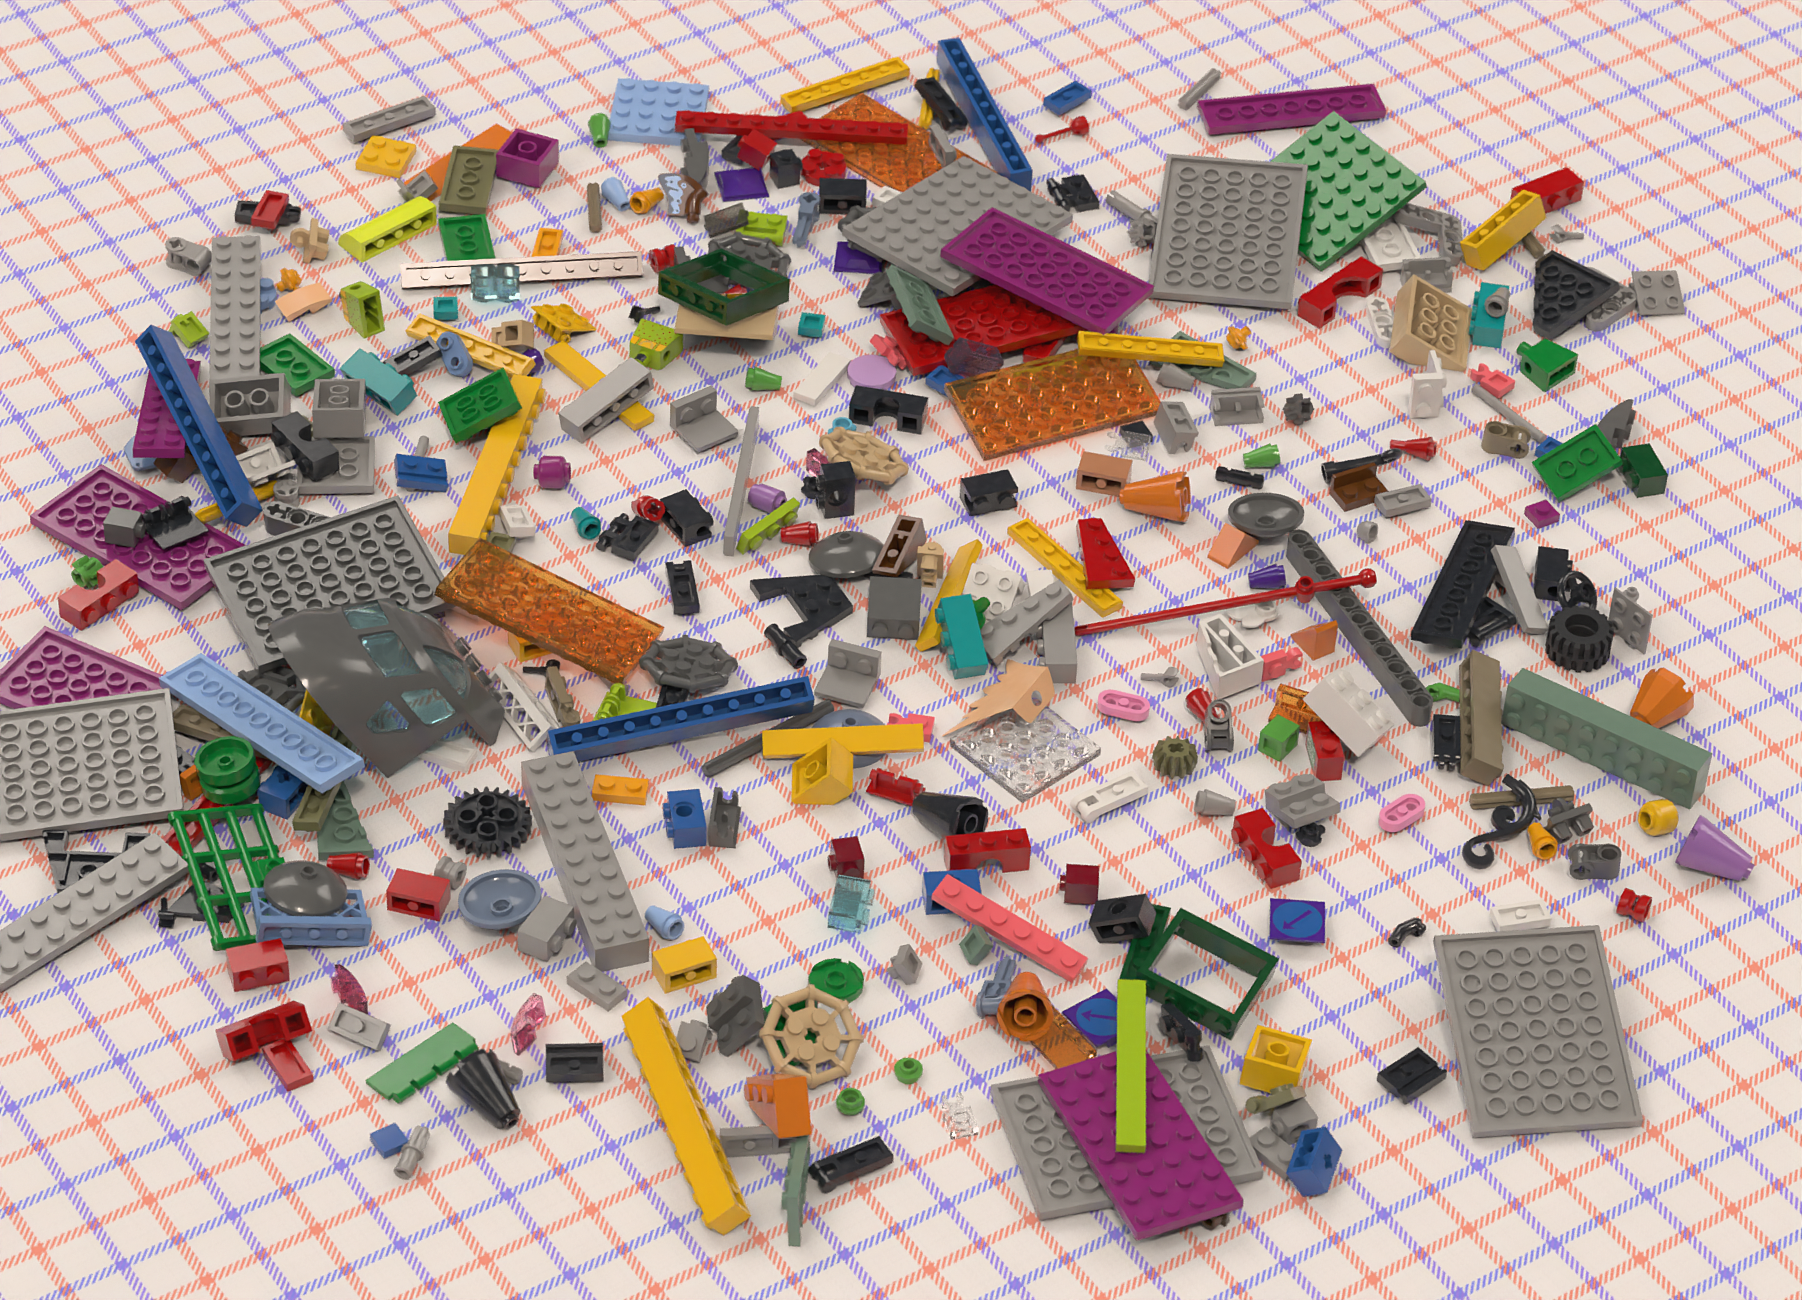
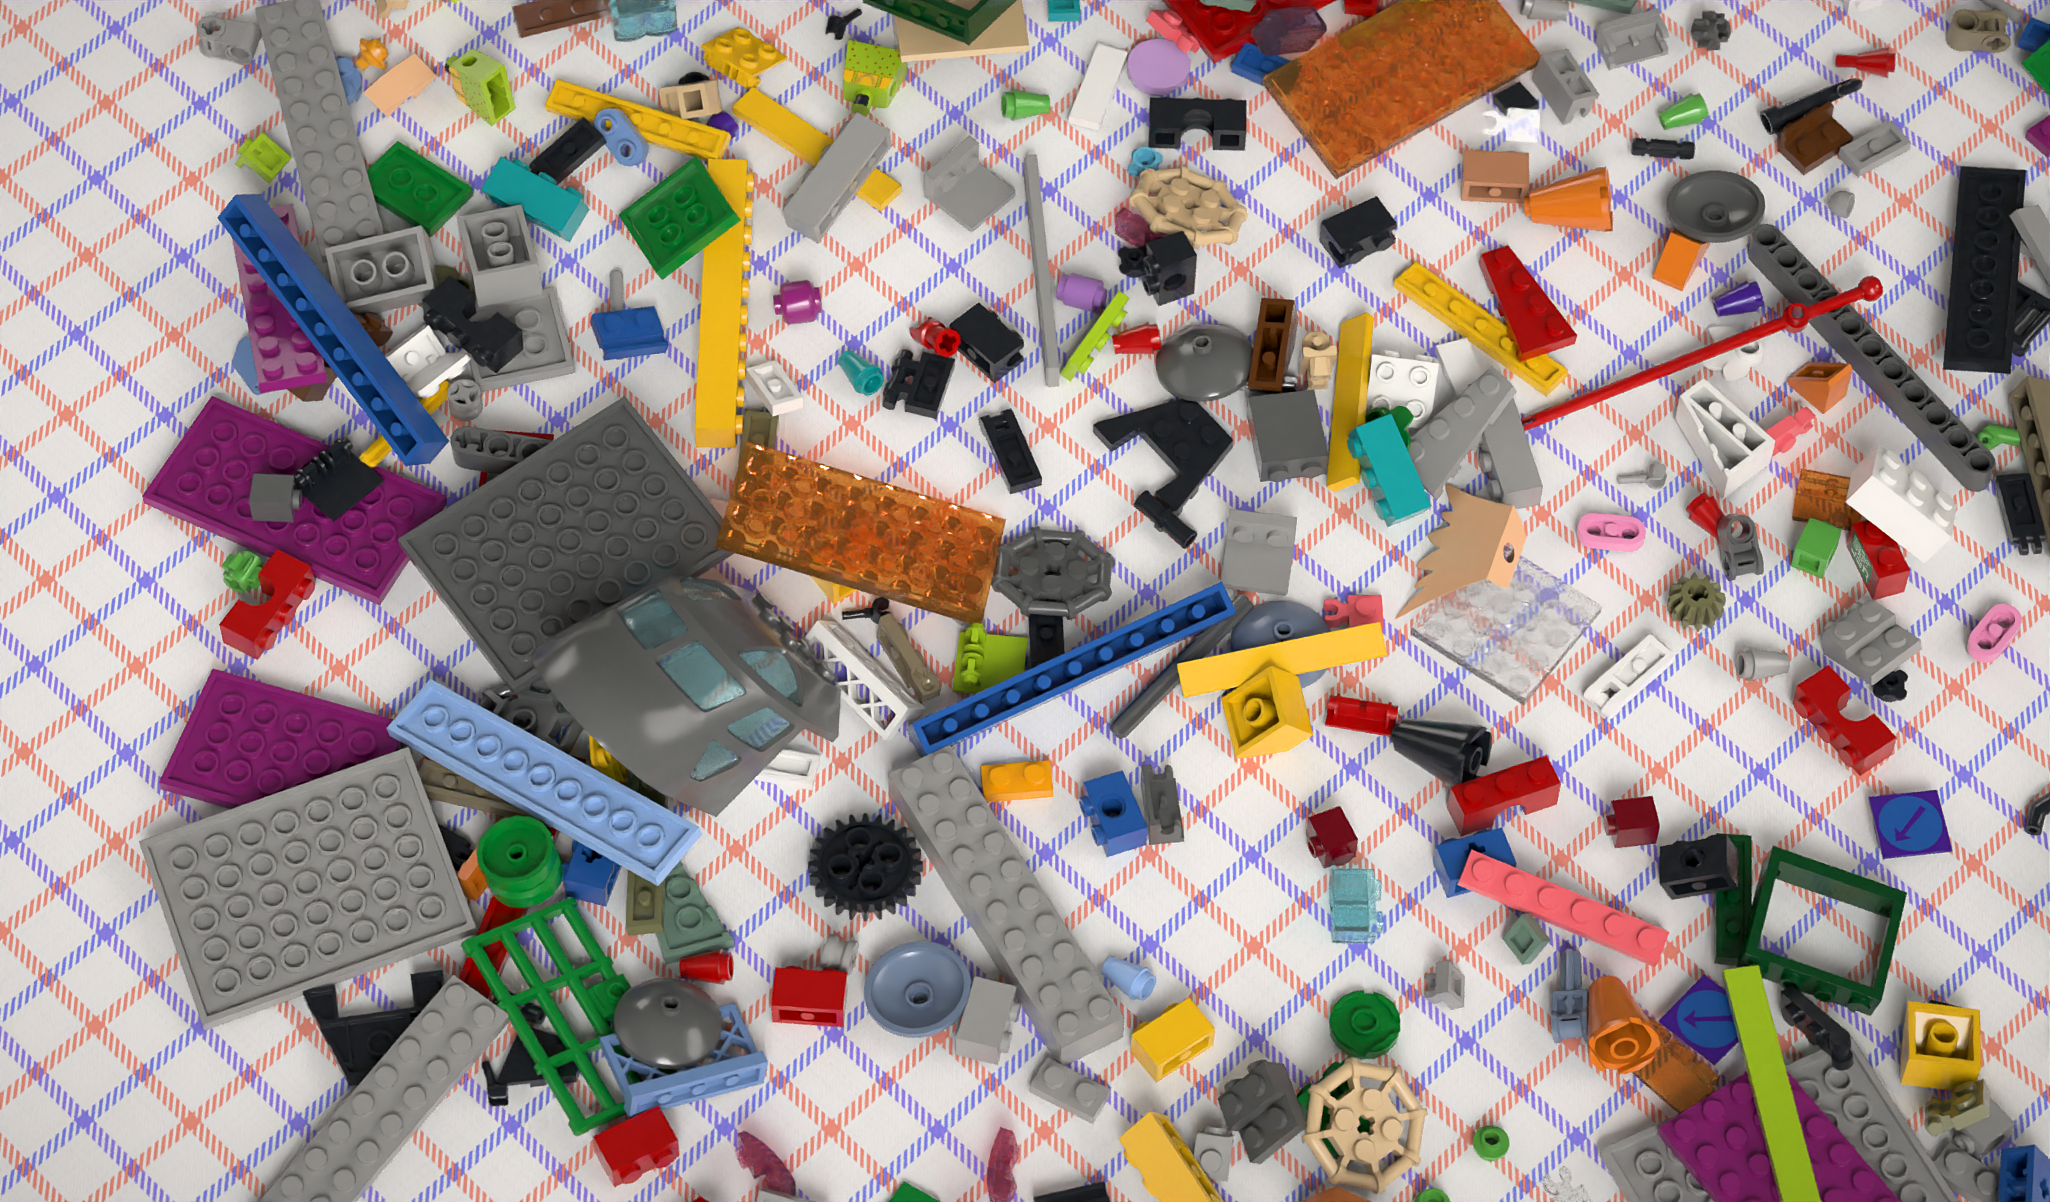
camera: 10 degrees left, 15 degrees up
(445, 308) = (587, 62): teal plate -> none

